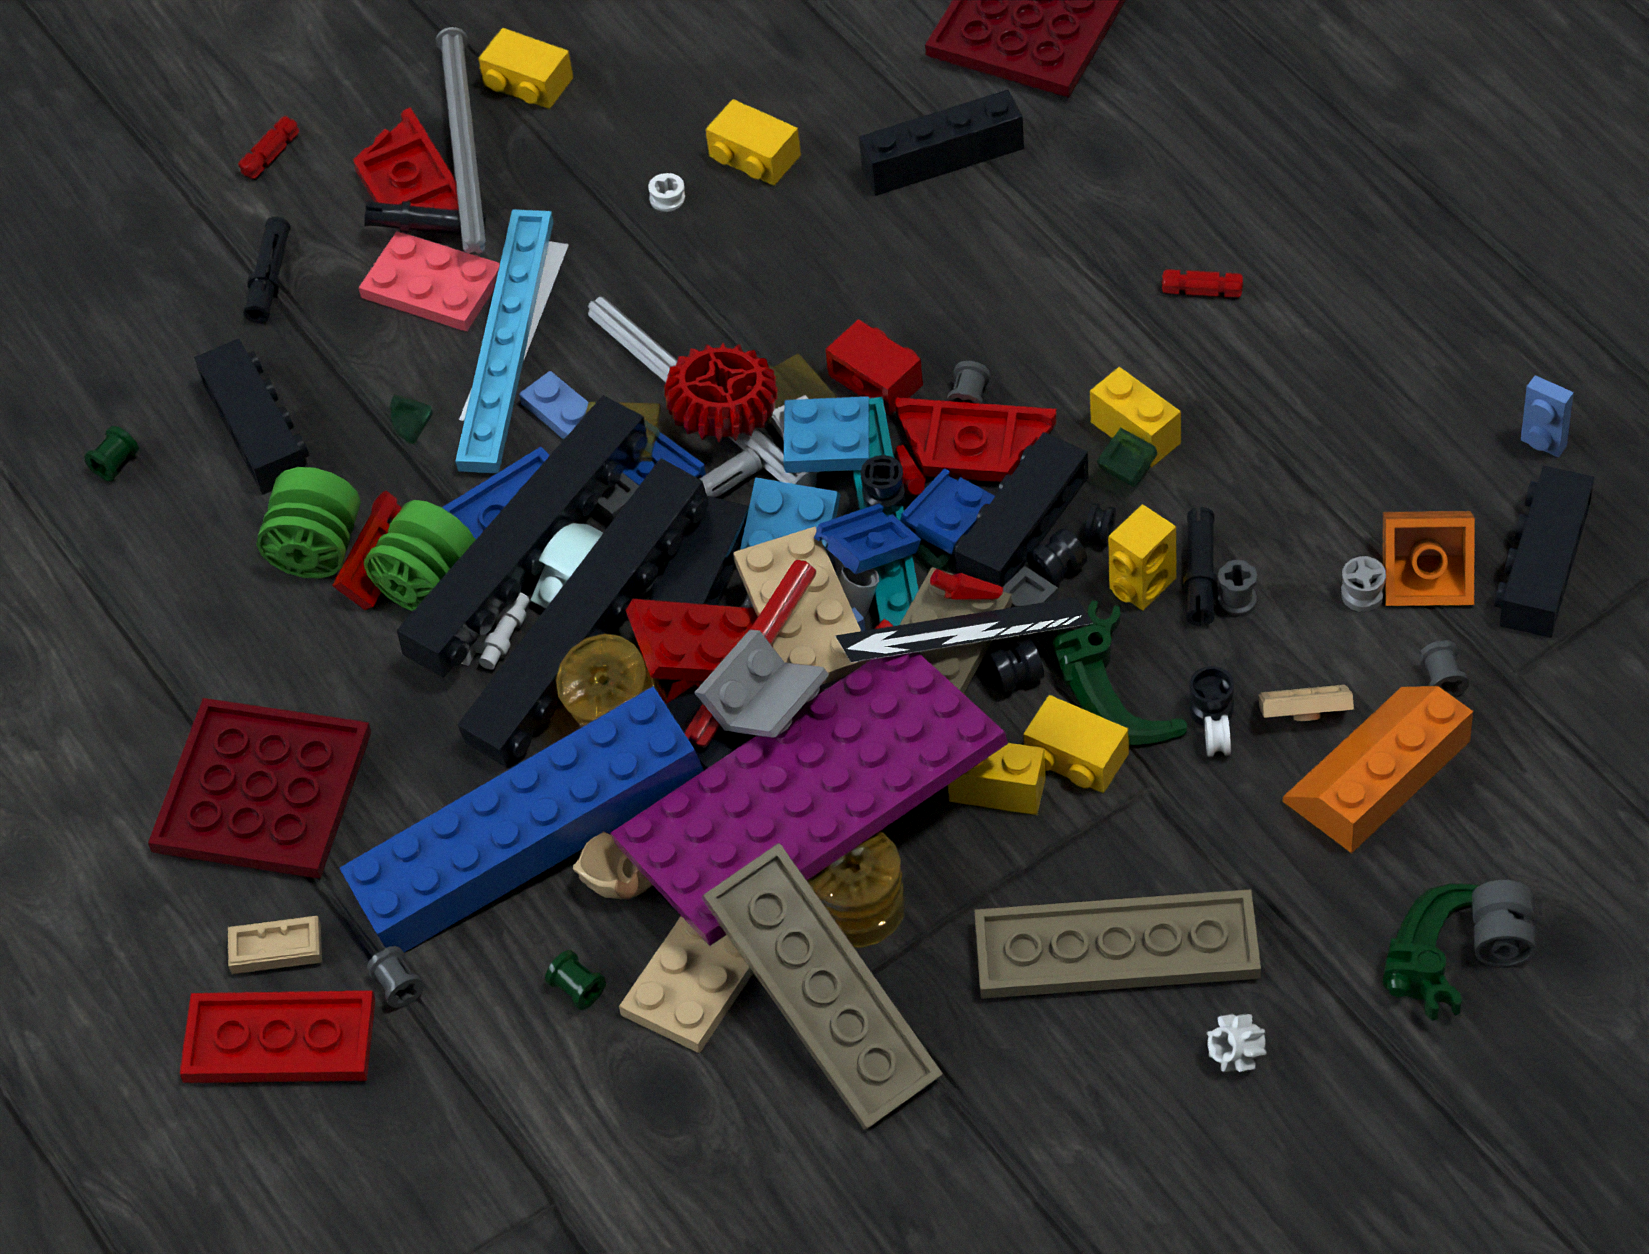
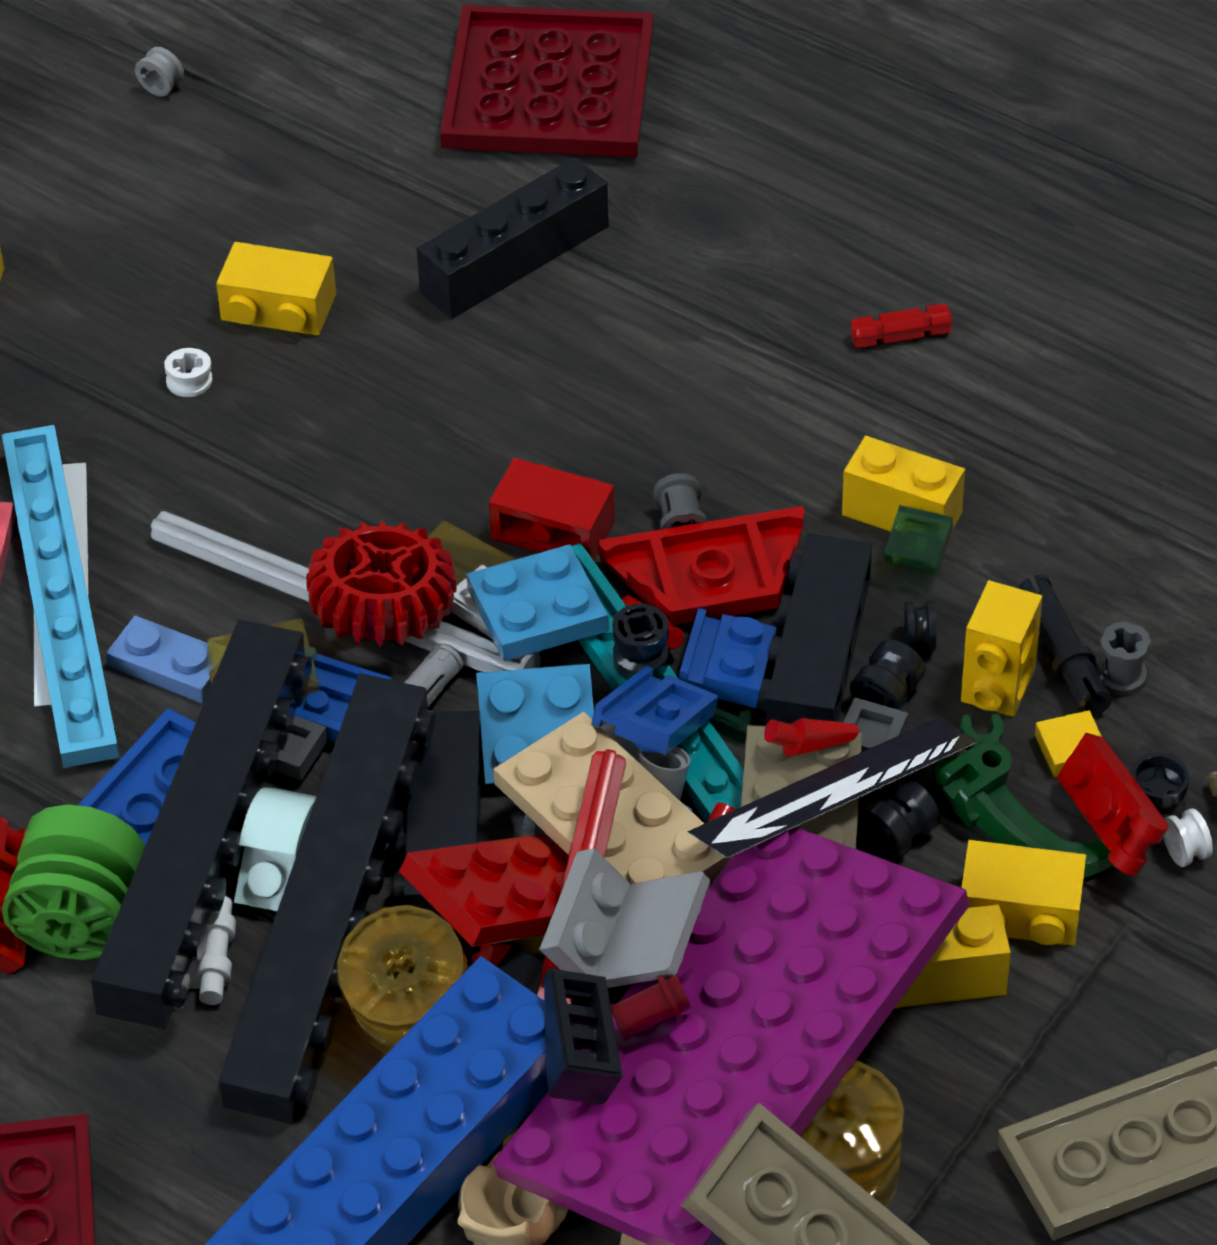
camera: 25 degrees left, 5 degrees down
(683, 787) = (571, 1072): none -> black slope
(751, 754) = (651, 1007): none -> dark red pin
(1169, 695) = (1112, 803): none -> red plate
(1171, 642) = (1061, 736): none -> yellow tile

